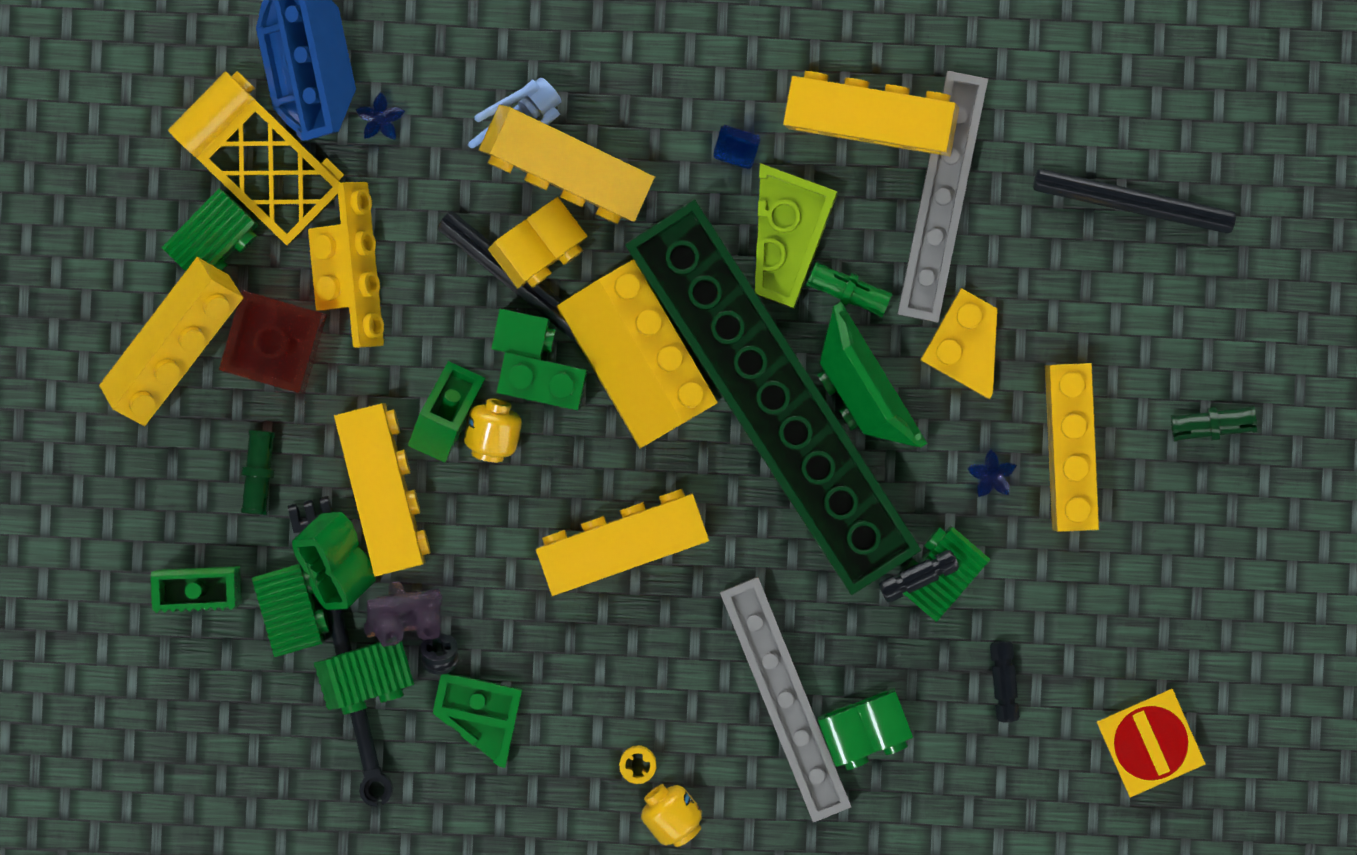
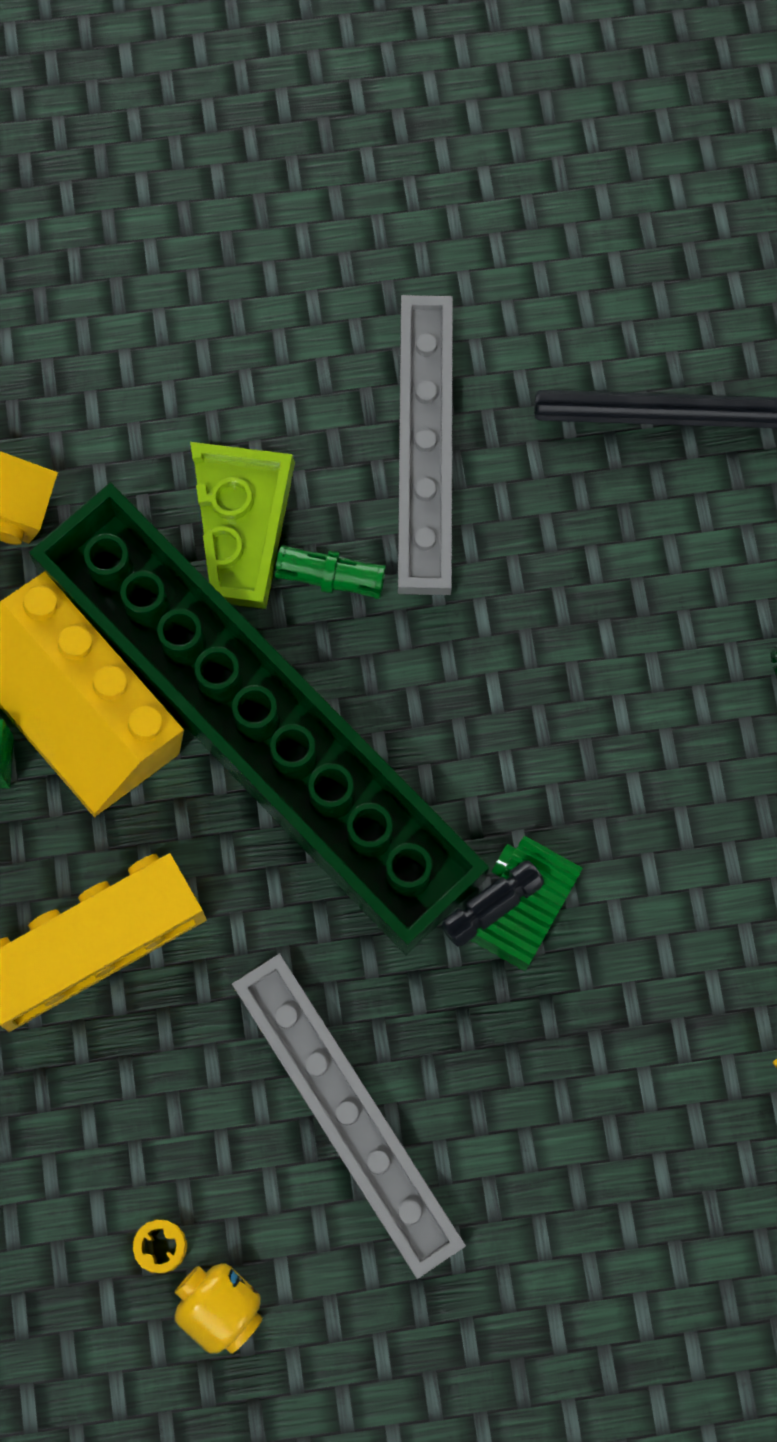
camera: 10 degrees left, 15 degrees down
(736, 147) = (158, 427): clear blue slope -> none
(862, 384) = (373, 685): green wedge -> none
(865, 728) = (463, 1132): green brick -> none
(871, 115) = (317, 356): yellow brick -> none
(966, 343) = (492, 614): yellow wing -> none
(992, 474) = (561, 769): clear blue plant -> none
(1004, 681) = (637, 1034): black axle -> none
(1071, 447) = (655, 710): yellow brick -> none

